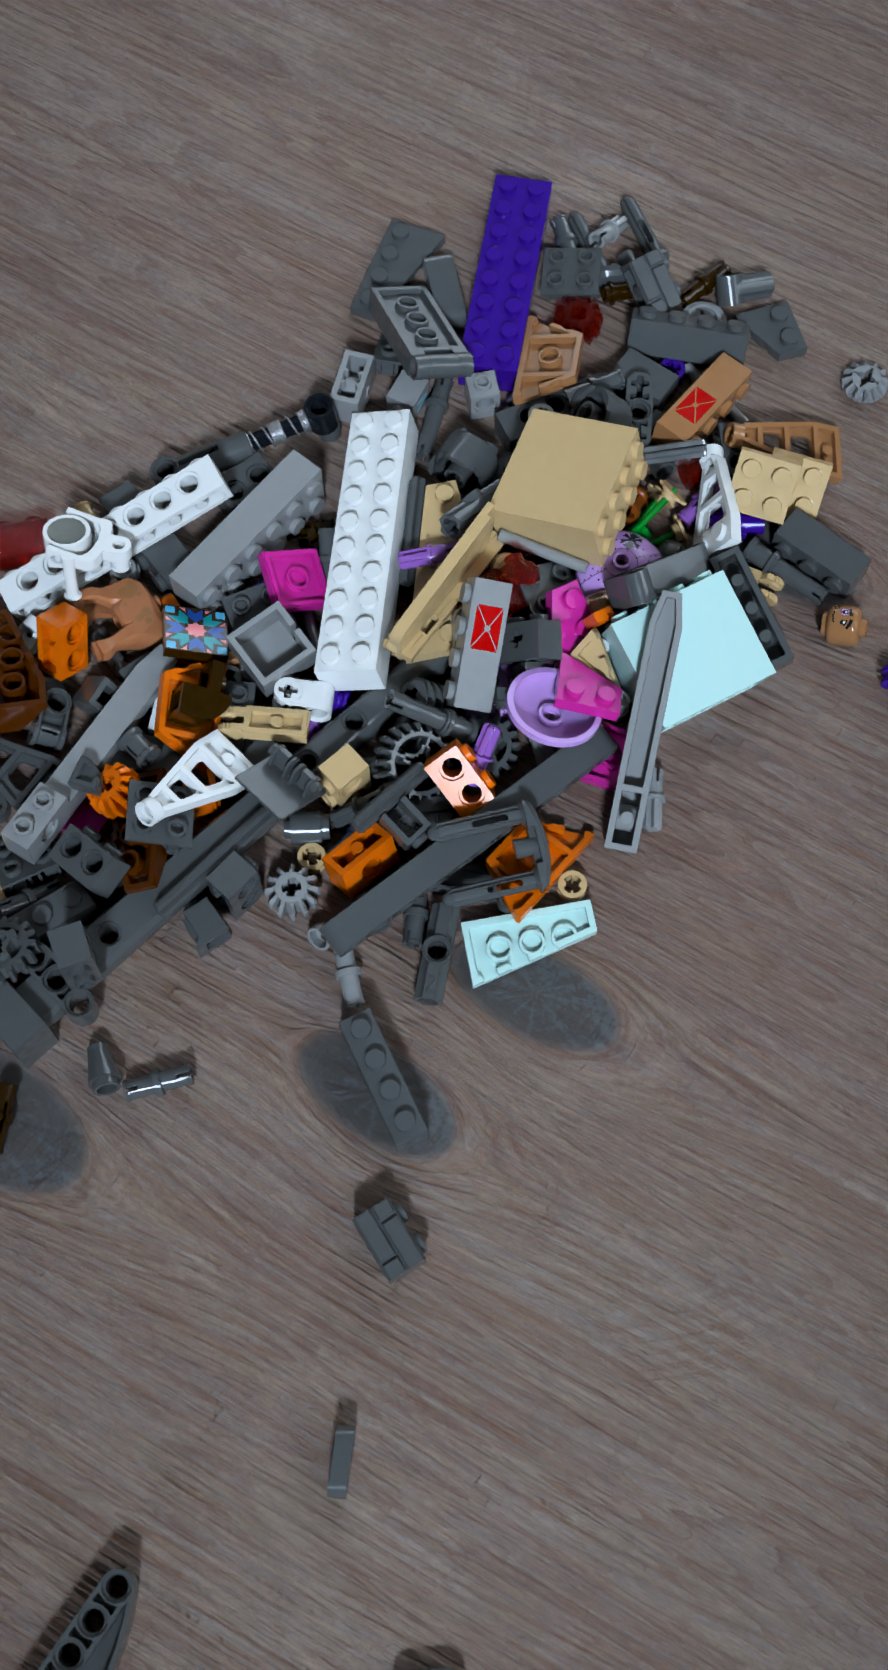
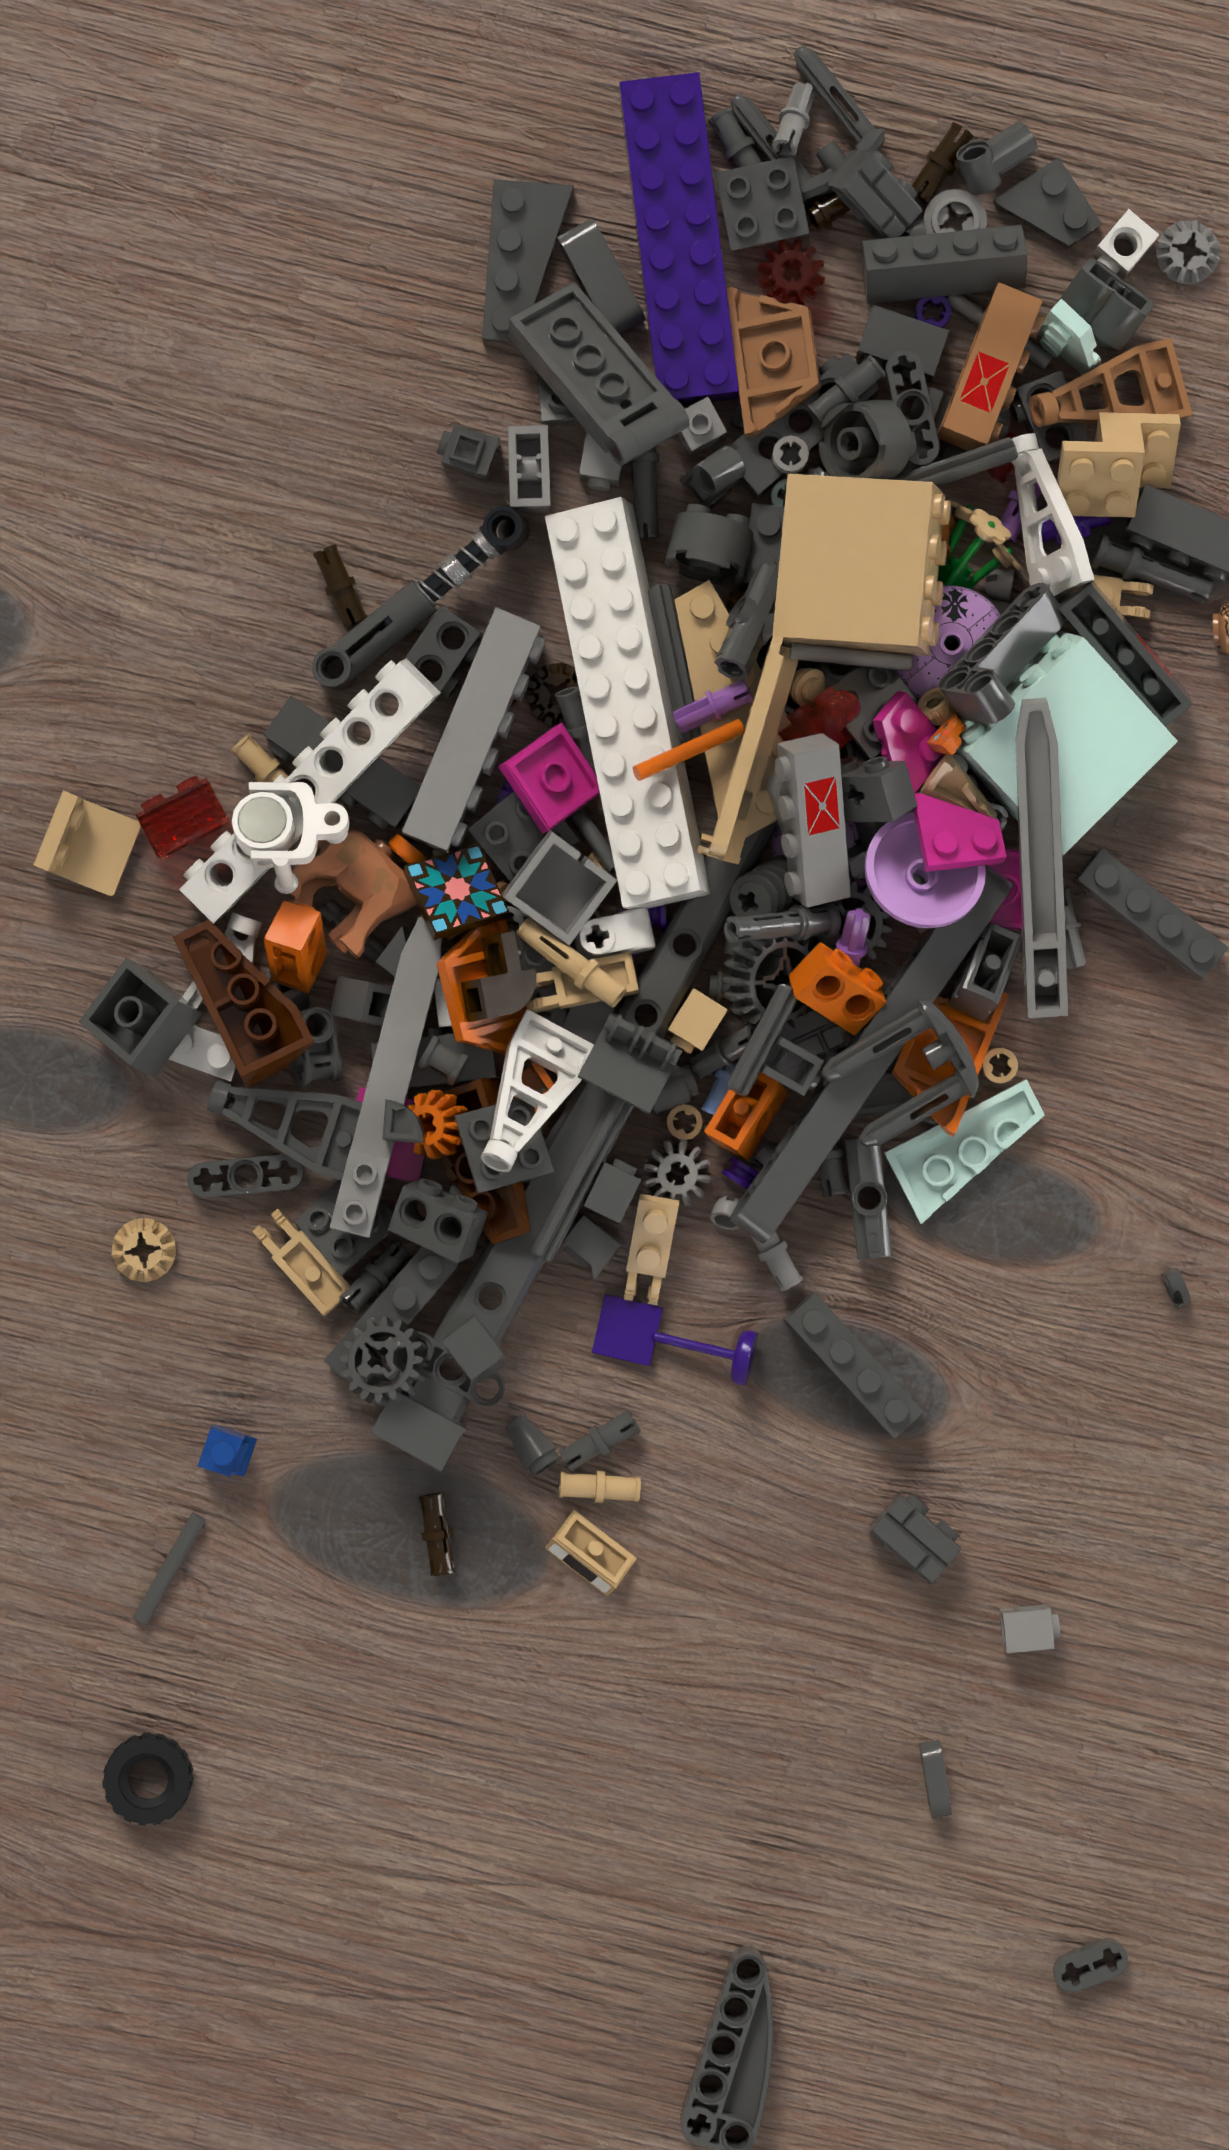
camera: 20 degrees left, 20 degrees up
(118, 1174) = (590, 1553): none -> tan slope
(144, 1119) = (599, 1486): none -> tan pin
(193, 428) = (340, 586): none -> dark brown pin
(216, 1003) = (631, 1328): none -> dark purple piece
(252, 938) = (651, 1244): none -> tan hinge
(268, 709) = (583, 971): none -> tan pin
(313, 368) = (468, 451): none -> dark grey window
(339, 903) = (740, 1172): none -> dark purple bush
(392, 573) = (688, 749): none -> orange bar
(463, 1349) = (1028, 1628): none -> light grey brick
(484, 419) = (715, 476): none -> dark grey piece
(580, 804) = (985, 972): none -> dark grey brick
(667, 1099) = (1176, 1287): none -> dark grey tile
(722, 805) = (1150, 914): none -> dark grey brick
(765, 393) = (1069, 336): none -> light aqua wing
(795, 391) = (1107, 304): none -> dark grey brick
(821, 362) = (1137, 233): none -> white brick

